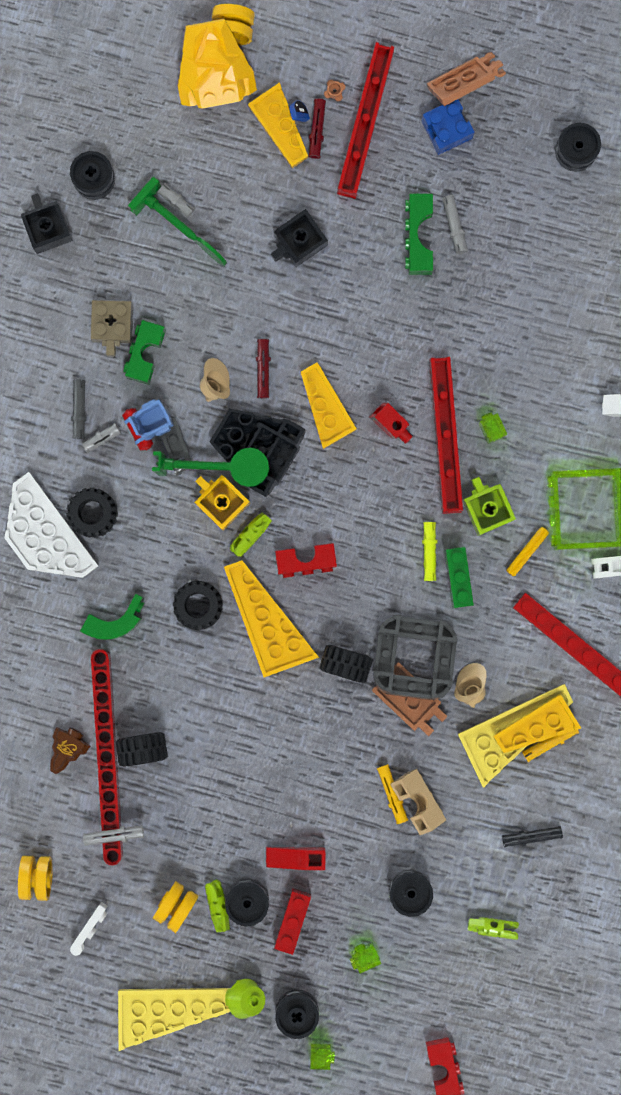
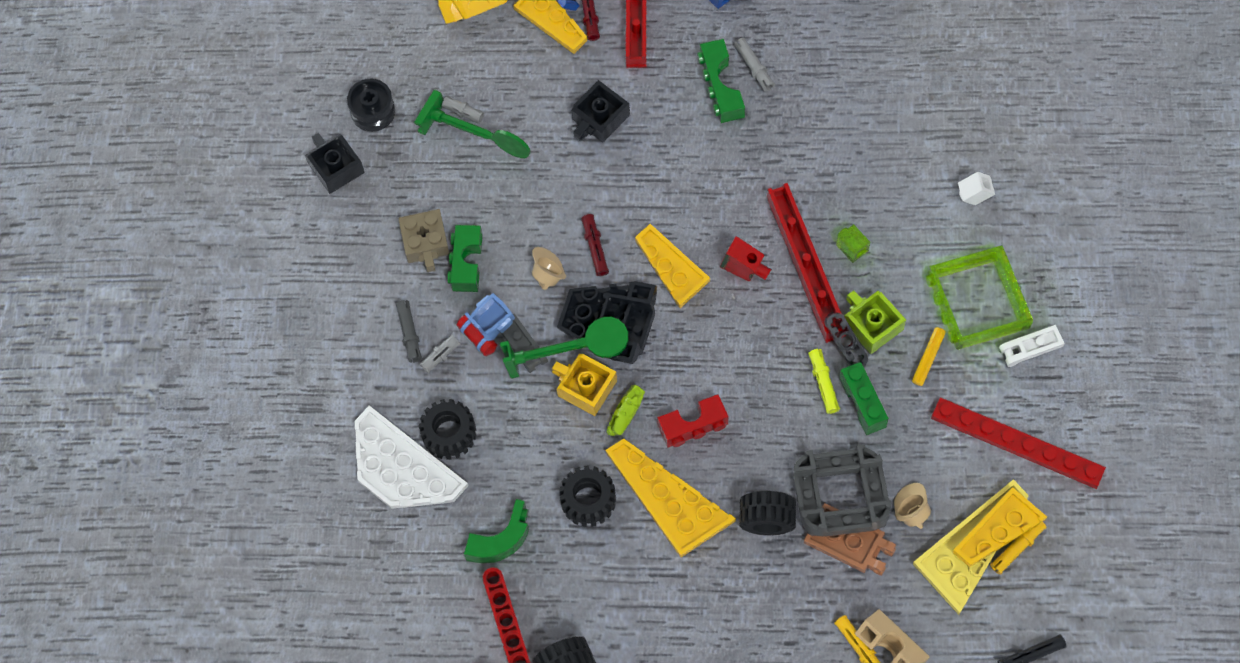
camera: 10 degrees left, 20 degrees down
(459, 514) = (849, 357): none -> black beam

